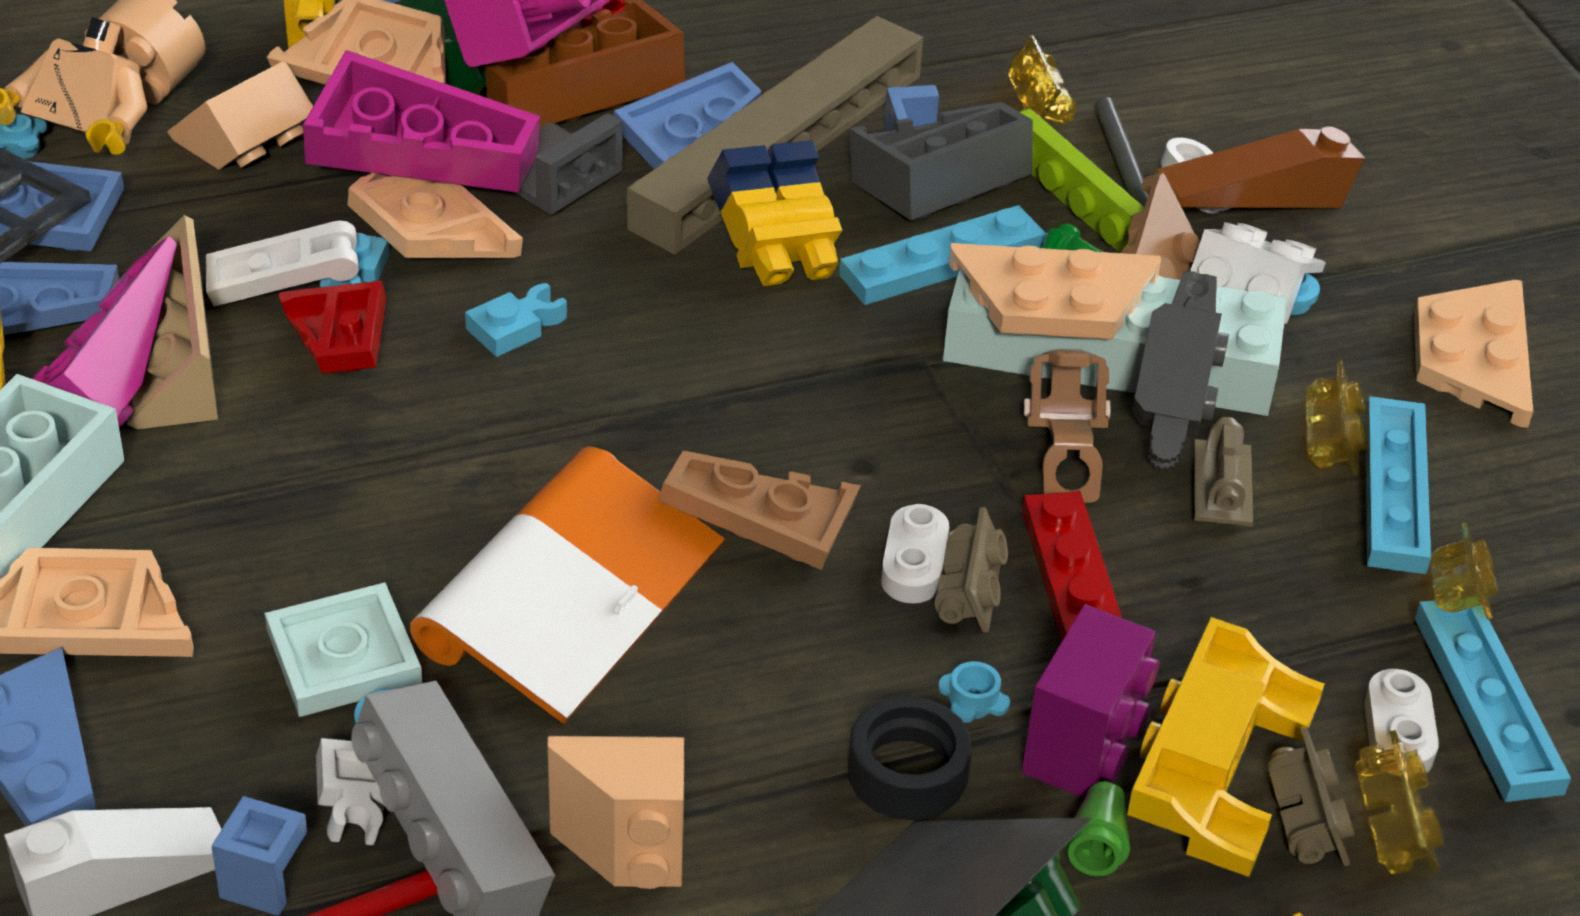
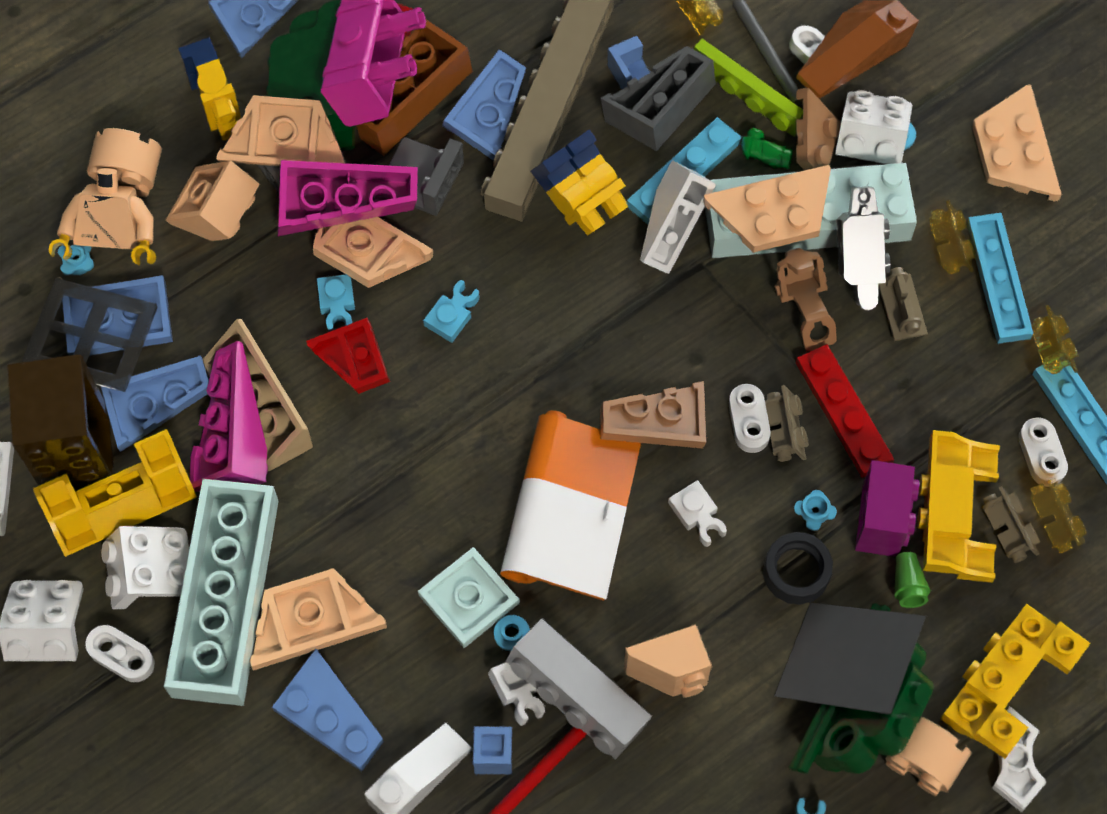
camera: 15 degrees left, 25 degrees up
(282, 262) = (299, 321): white plate -> none
(776, 642) = (696, 509): none -> white plate
(898, 278) = (674, 215): none -> white slope

